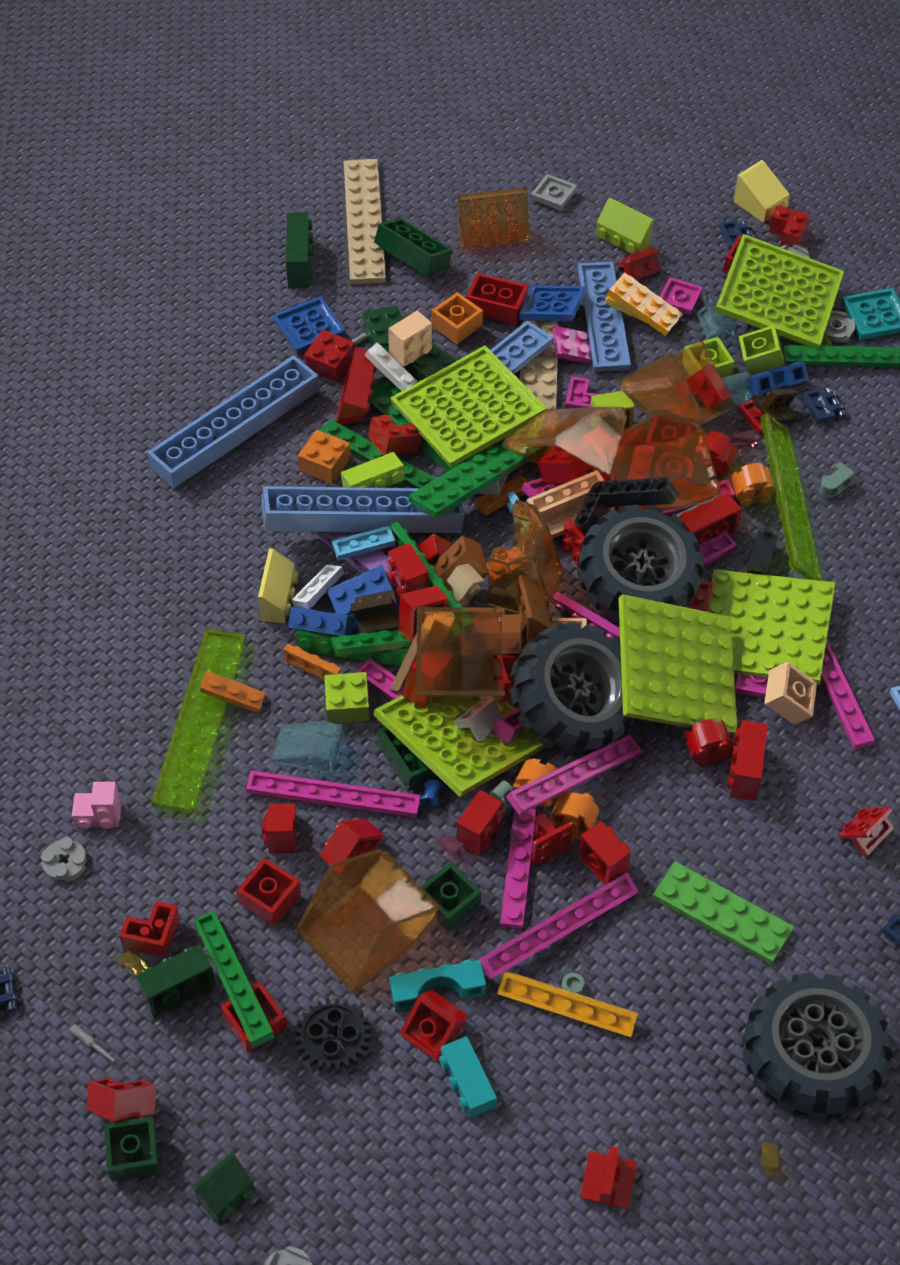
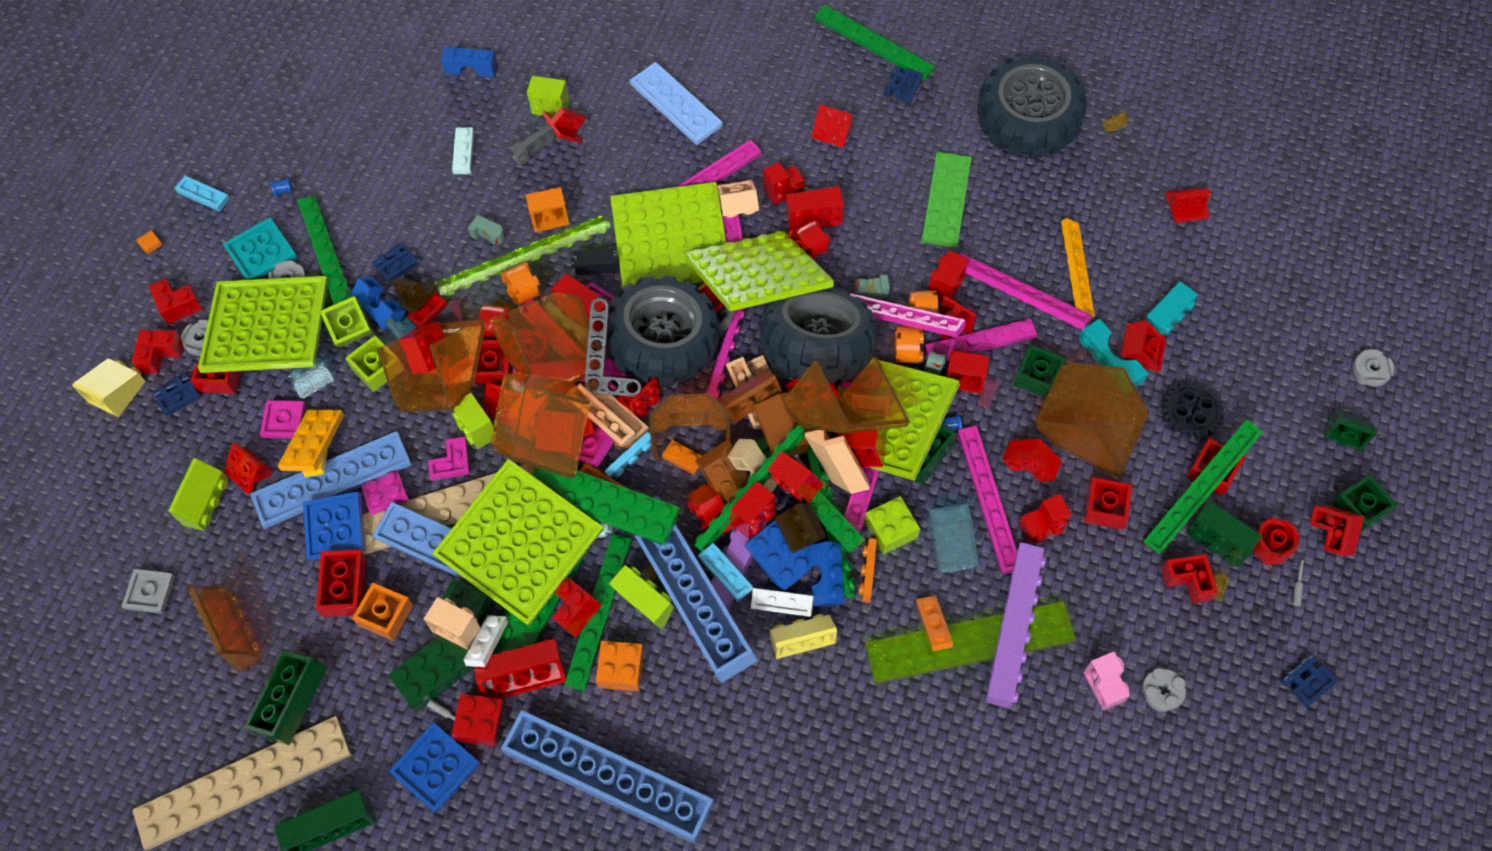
camera: 110 degrees left, 10 degrees up
(147, 1044) = (1277, 541): none -> red brick
(192, 751) = (1014, 626): none -> medium lavender brick
(574, 983) = (1057, 272): sand green tile -> none
(627, 787) = (873, 288): none -> sand green leg
(798, 746) = (781, 182): none -> red brick
(838, 244) = (174, 304): none -> red brick
(839, 528) = (547, 209): none -> orange brick

